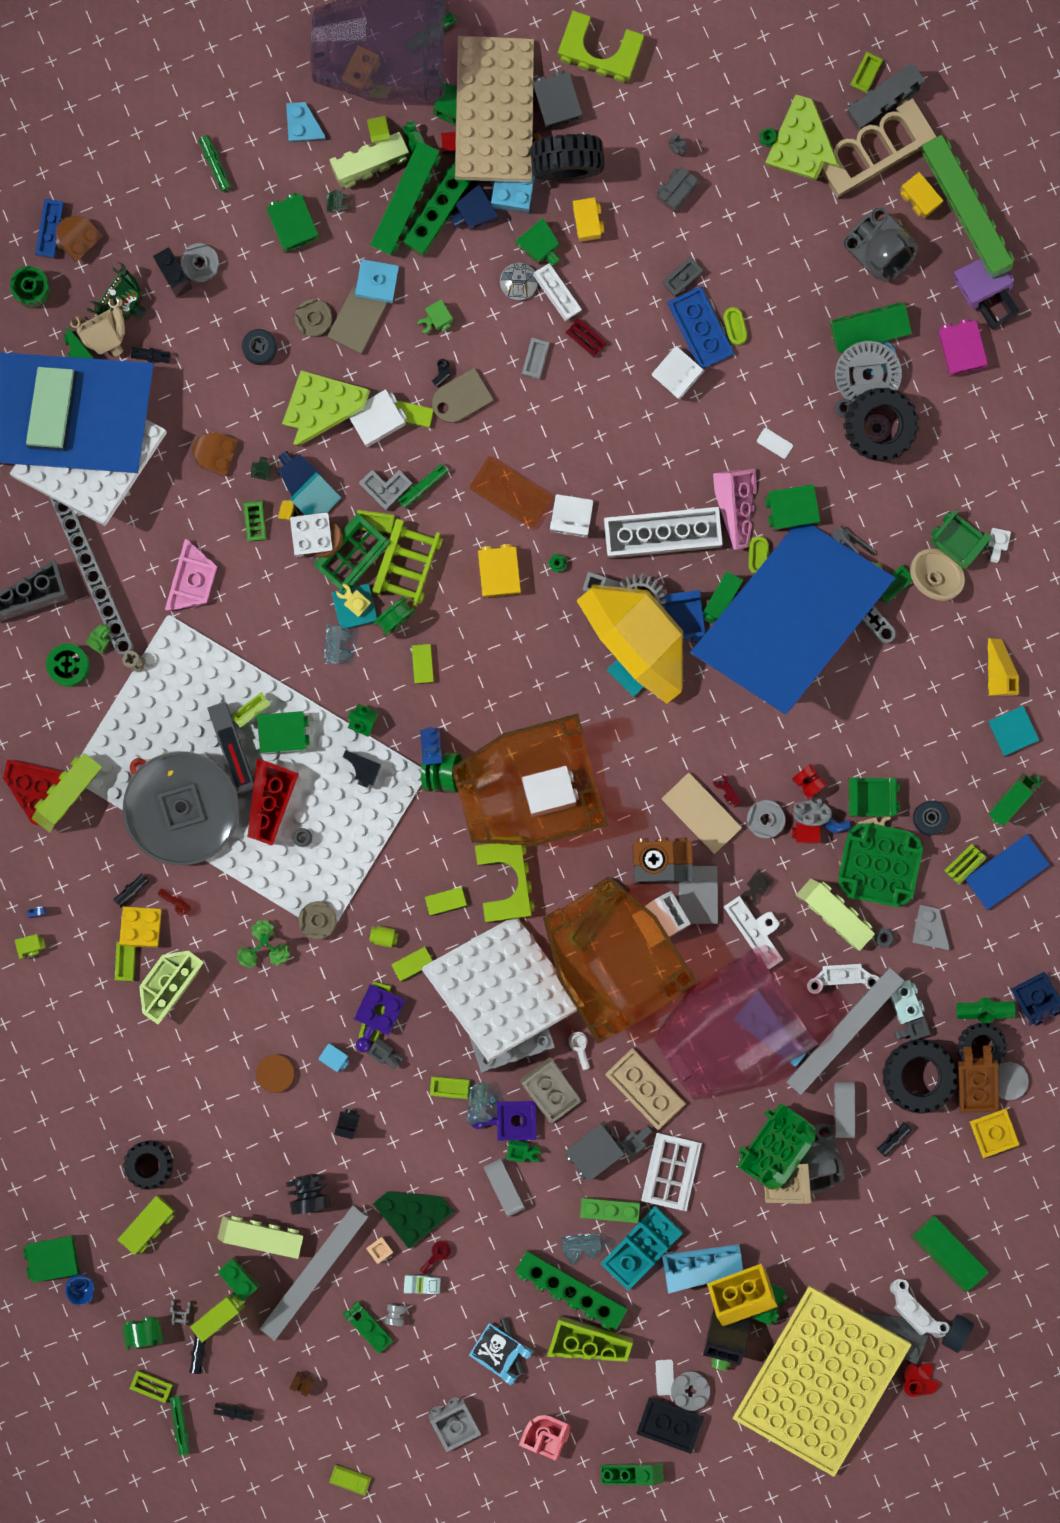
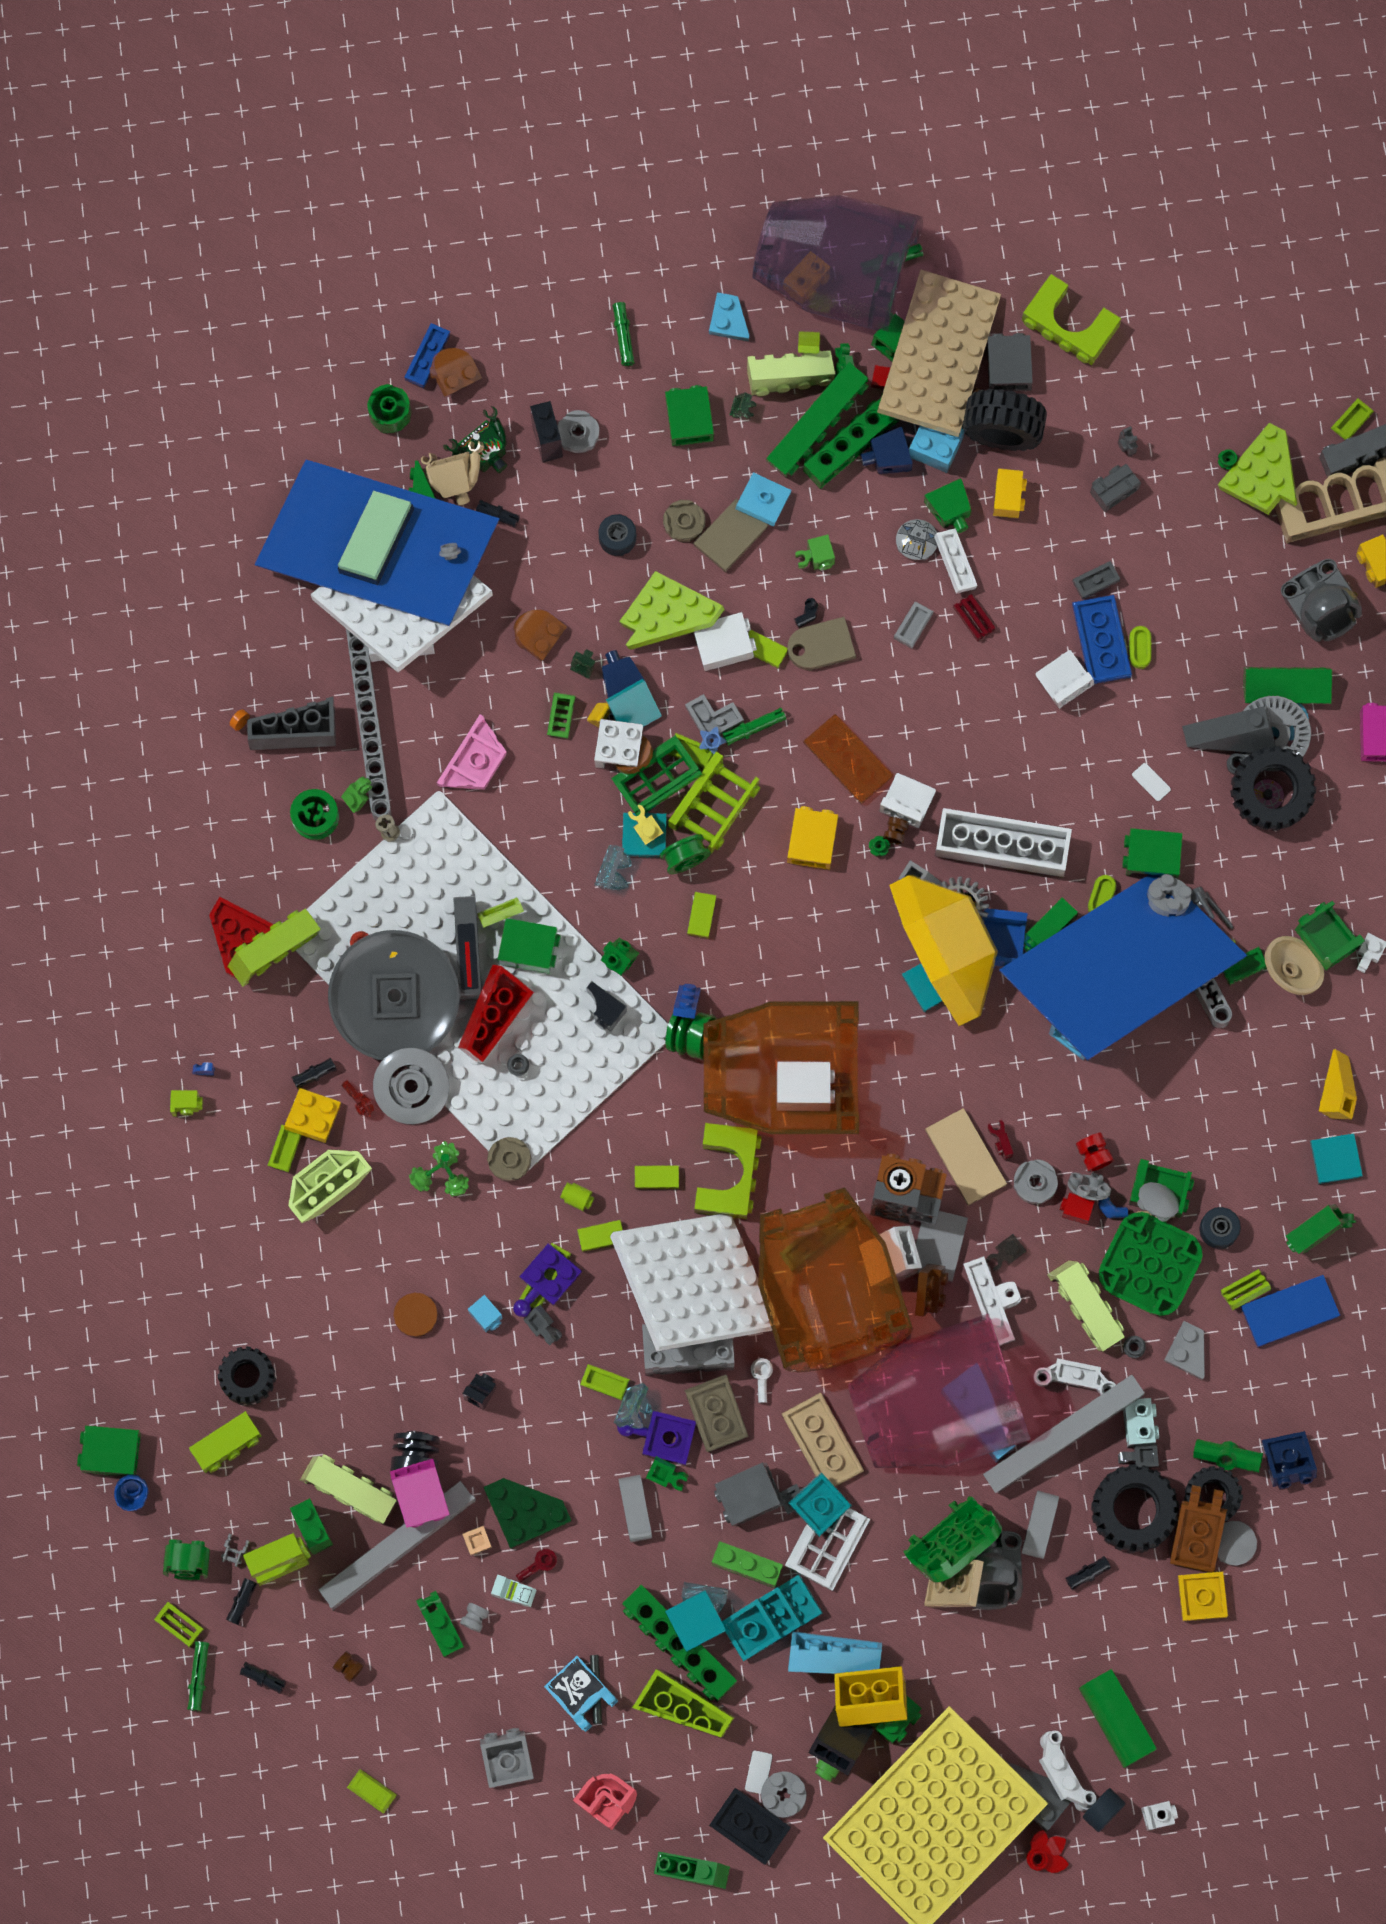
camera: 10 degrees right, 10 degrees down
(119, 405) = (449, 551): none -> light grey plate
(229, 867) = (391, 1091): none -> light grey piece
(321, 1228) = (419, 1493): none -> dark pink brick
(395, 508) = (706, 736): none -> medium blue plate
(568, 546) = (896, 830): none -> reddish brown wheel
(580, 1270) = (695, 1621): none -> teal tile
(657, 1143) = (819, 1504): none -> teal tile
(702, 938) = (930, 1289): none -> reddish brown plate
(735, 495) = (1092, 827): bright pink wedge -> none
(815, 532) = (1171, 886): none -> light grey plate
(838, 381) = (1234, 732): none -> dark grey wedge
(873, 810) = (1158, 1201): none -> light grey dish
(996, 1324) = (1151, 1818): none -> white brick

